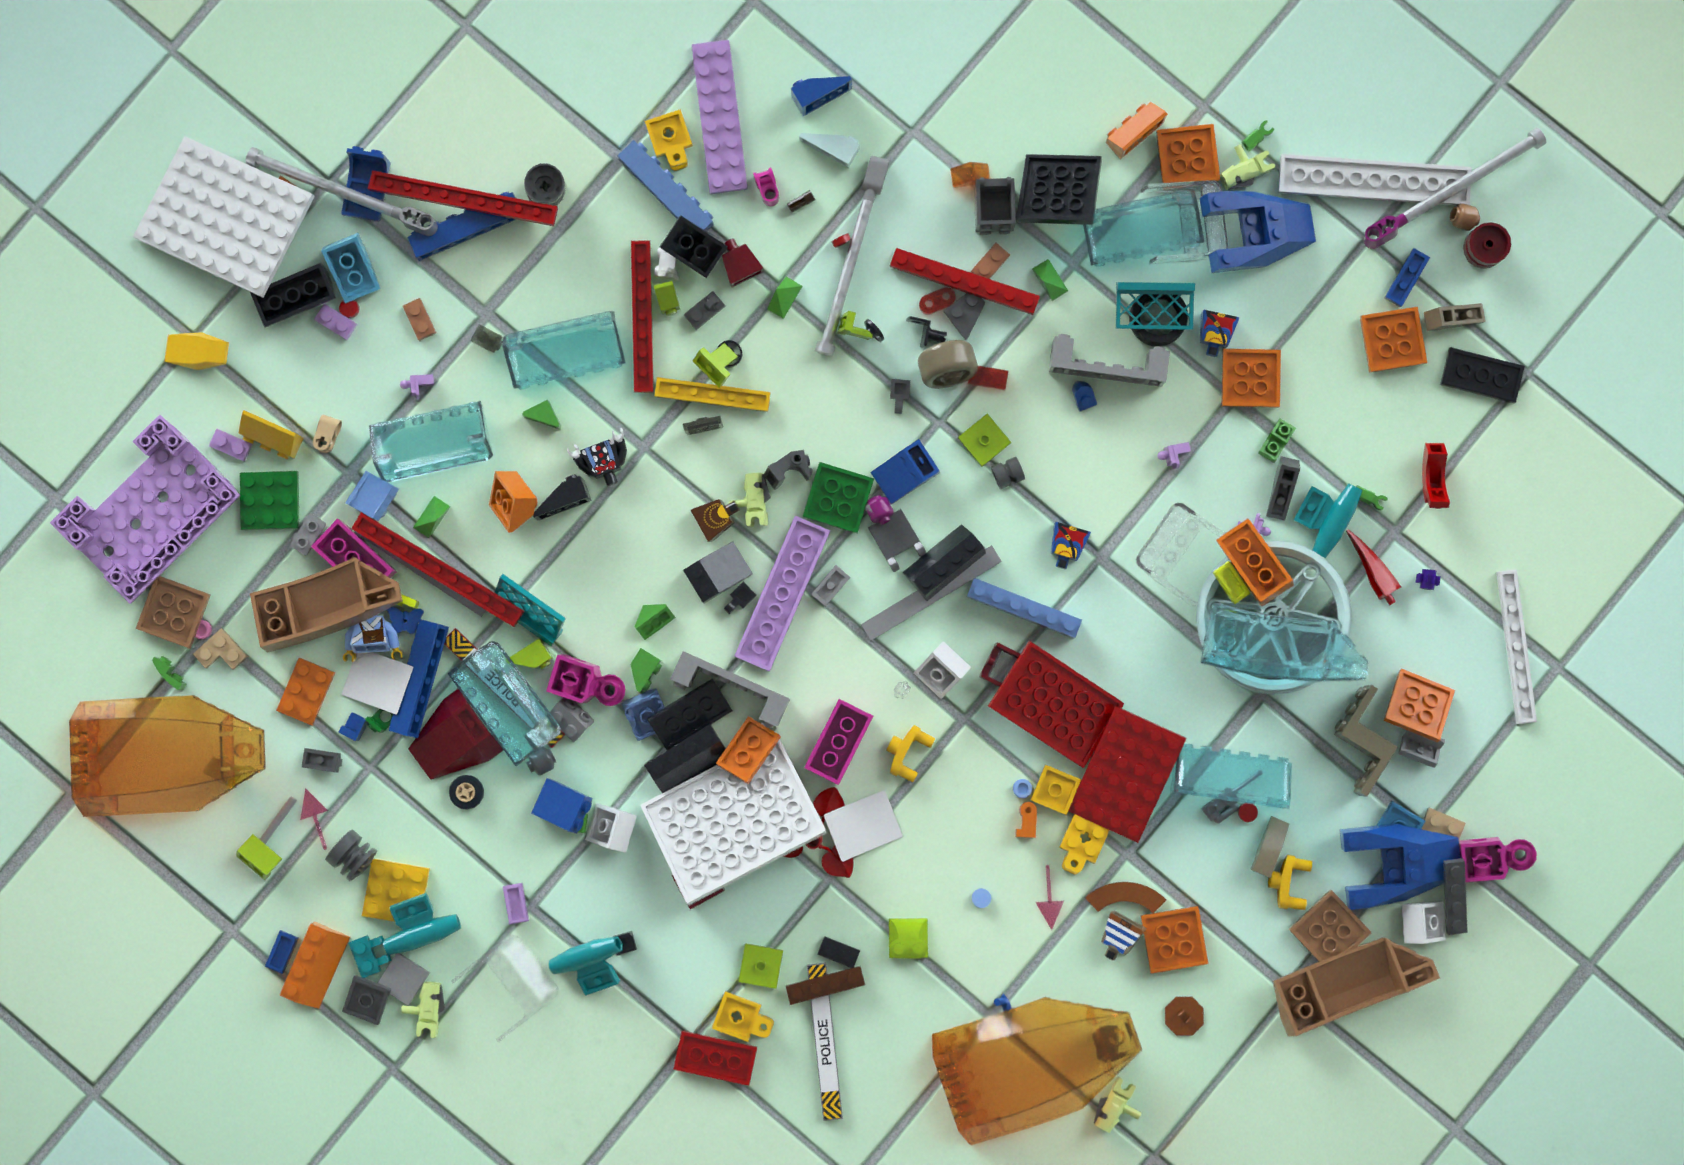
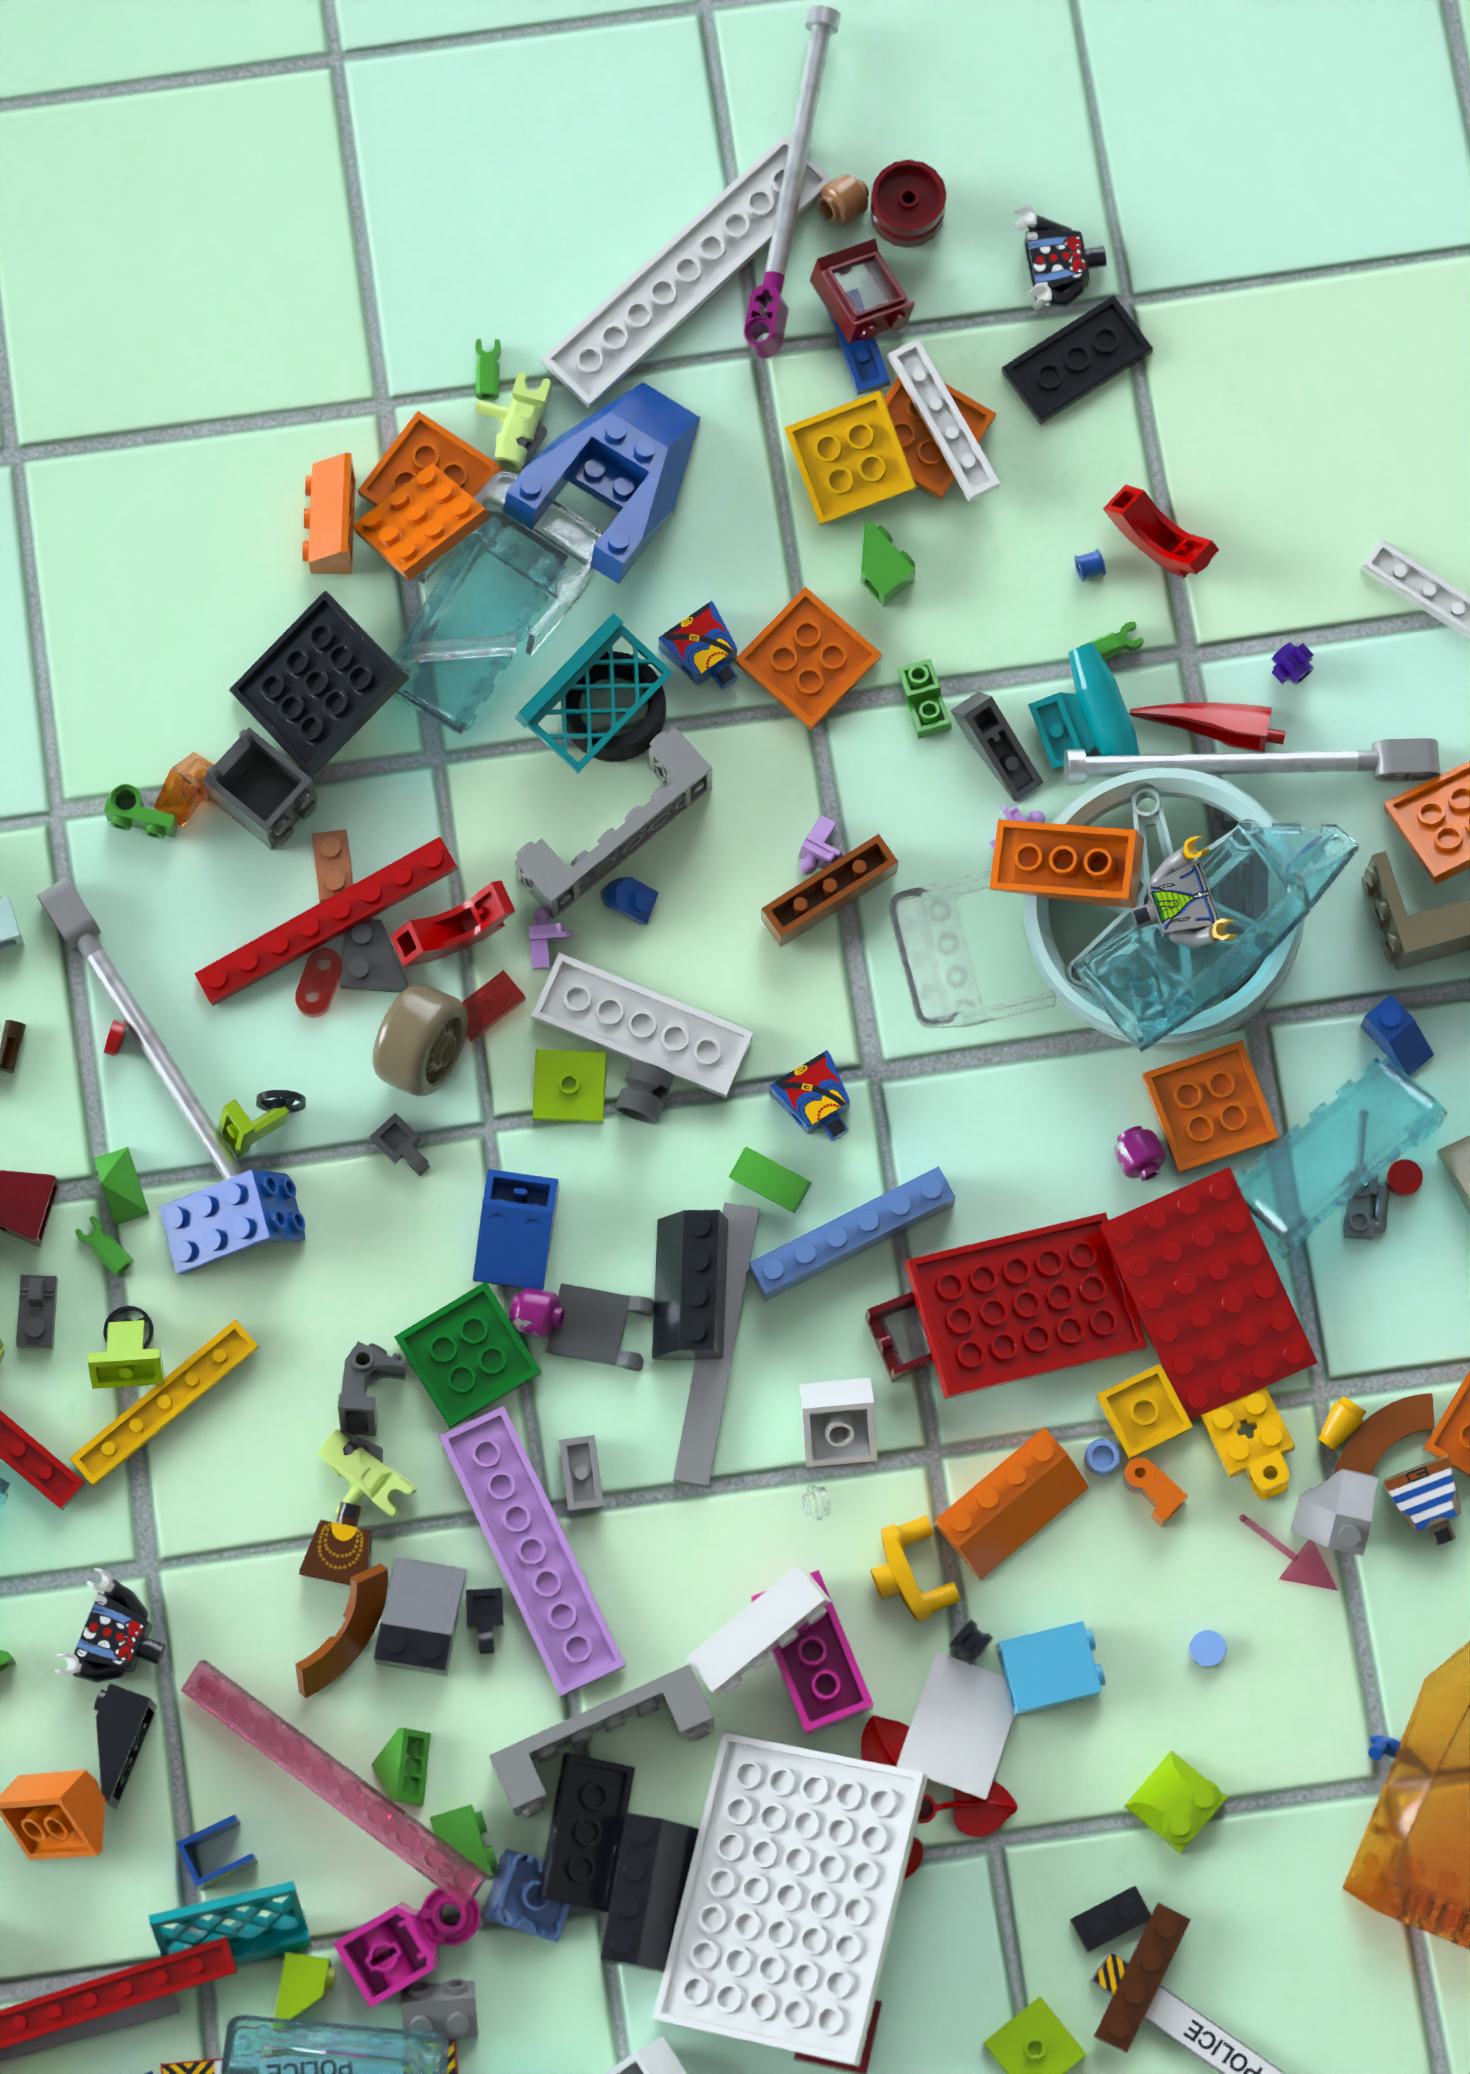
camera: 55 degrees left, 10 degrees down
(541, 569) = (204, 1835): none -> blue piece
(621, 598) = (334, 1783): none -> clear pink plate
(674, 553) = (362, 1616): none -> dark orange tile
(702, 425) = (196, 1451): clear smoke plate -> none
(748, 750) = (711, 1791): orange plate -> none
(753, 314) = (106, 1248): none -> bright green bar
(809, 354) = (232, 1218): none -> bracket
(827, 713) = (759, 1630): none -> white brick
(899, 800) = (971, 1642): none -> black wheel
(917, 842) = (1050, 1668): none -> medium azure brick
(928, 333) = (350, 1033): black bracket -> none
(943, 175) = (154, 822): none -> bright green plate
(970, 769) = (1011, 1503): none -> orange slope
(1006, 335) = (455, 929): none -> red arch
(1017, 555) = (770, 1179): none -> bright green slope
(1035, 447) = (642, 1025): none -> white plate
(1036, 372) = (540, 934): none -> lavender piece
(1050, 279) = (429, 807): bright green slope -> none
(1082, 904) = (1338, 1511): none -> light grey slope
(1121, 873) = (1341, 1422): none -> yellow cone
(1127, 235) = (465, 648): none -> clear tile
(1159, 473) = (829, 890): none -> dark orange brick
(1161, 696) = (1139, 1153): none -> magenta head
(1165, 168) = (421, 521): none -> orange plate
(1207, 707) = (1210, 1107): none -> orange plate
(1231, 582) = (1066, 919): neon yellow plate -> none
(1279, 625) = (1183, 901): none -> torso
(1305, 759) = (1397, 1035): none -> blue slope
(1317, 375) = (883, 567): none -> bright green slope
(1353, 319) = (850, 458): none -> yellow plate
(1396, 458) = (1089, 565): none -> blue axle
(1404, 343) = (943, 420): none -> white plate
(1421, 653) = (1389, 759): none -> flat silver piece
(1429, 260) = (861, 292): none -> dark red window
(1454, 316) = (965, 327): dark tan slope -> none
(1518, 328) = (1056, 259): none -> torso

